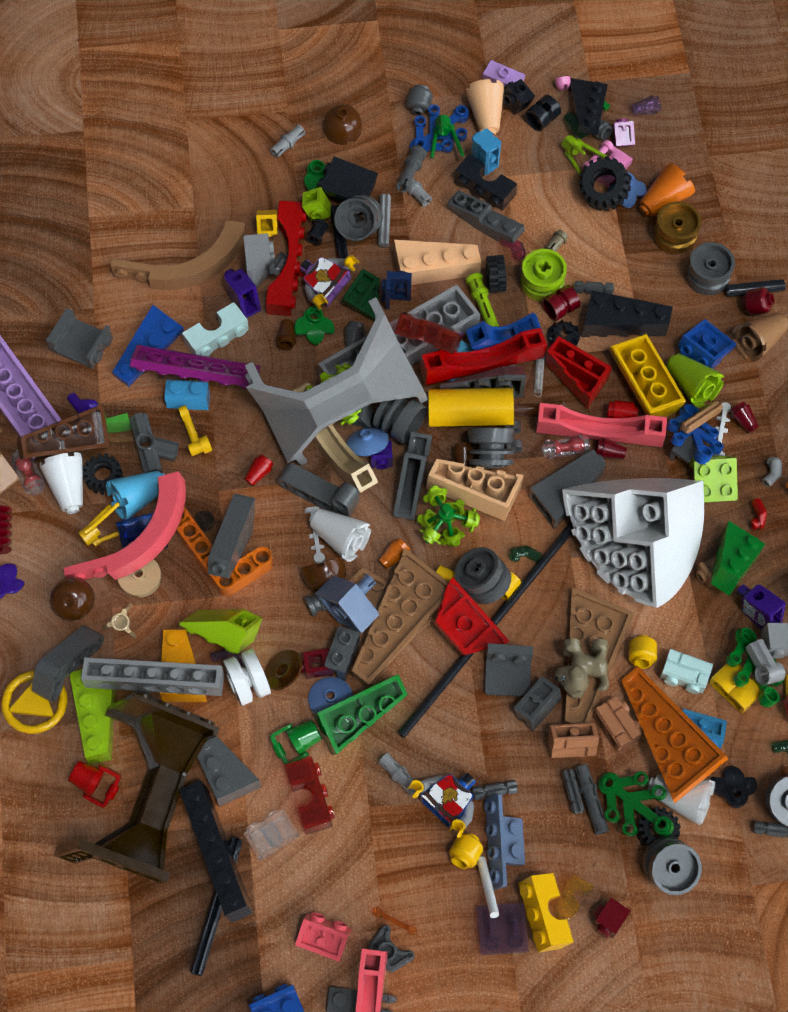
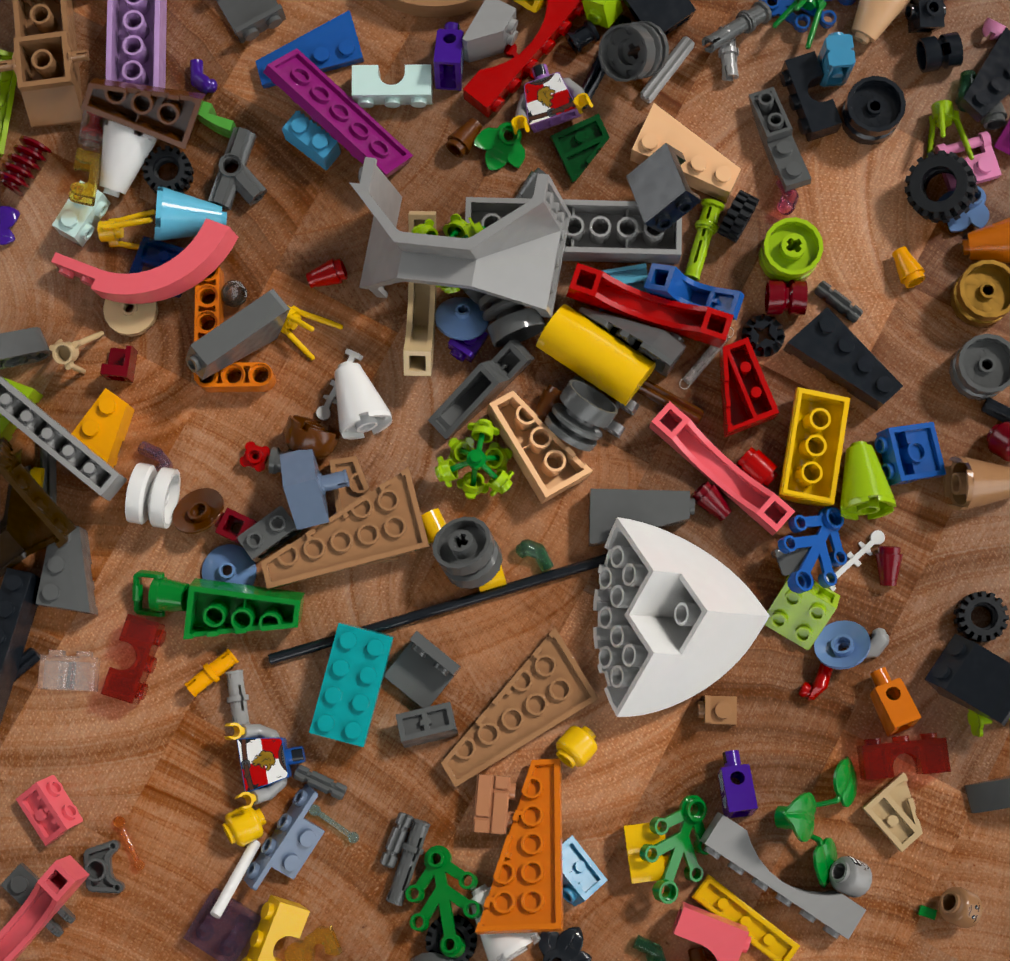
camera: 40 degrees right, 15 degrees up
(60, 510) = (86, 192): none -> clear yellow piece
(62, 535) = (78, 220): none -> light aqua brick
(72, 598) = (43, 291): reddish brown cylinder -> none
(158, 614) = (120, 364): none -> dark red panel
(197, 445) = (287, 204): yellow brick -> none
(226, 627) = (168, 425): lime slope -> none
(265, 505) = (294, 319): none -> yellow plant
(278, 263) = (511, 48): dark grey axle -> none
(297, 618) = (259, 463): none -> red plate
(319, 491) = (371, 339): dark grey beam -> none
(368, 769) = (211, 672): none -> light orange pin
(393, 553) = (400, 460): orange cone -> none
(396, 287) = (615, 157): dark blue bracket -> none
(429, 331) = (594, 226): clear red arch -> none
(440, 280) = (662, 188): none -> black panel
(465, 621) = (413, 590): red wing -> none
(470, 709) = (351, 684): none -> teal brick
(529, 166) = (872, 110): none -> black wheel
(542, 810) = (315, 810): none -> clear light blue hinge
(558, 239) = (838, 219): dark tan pin -> none
(564, 447) = (676, 472): clear piece -> none
(573, 740) = (431, 790): nougat brick -> none
(575, 677) = (477, 728): dark tan animal -> none
(621, 243) = (908, 268): none -> light orange cone
(686, 672) = (605, 799): light aqua brick -> none
(701, 417) = (836, 534): medium nougat axle -> none
(734, 557) = (750, 715): green wedge -> none
(756, 480) = (839, 636): none -> medium blue dish
(766, 670) = (686, 862): light grey piece -> none

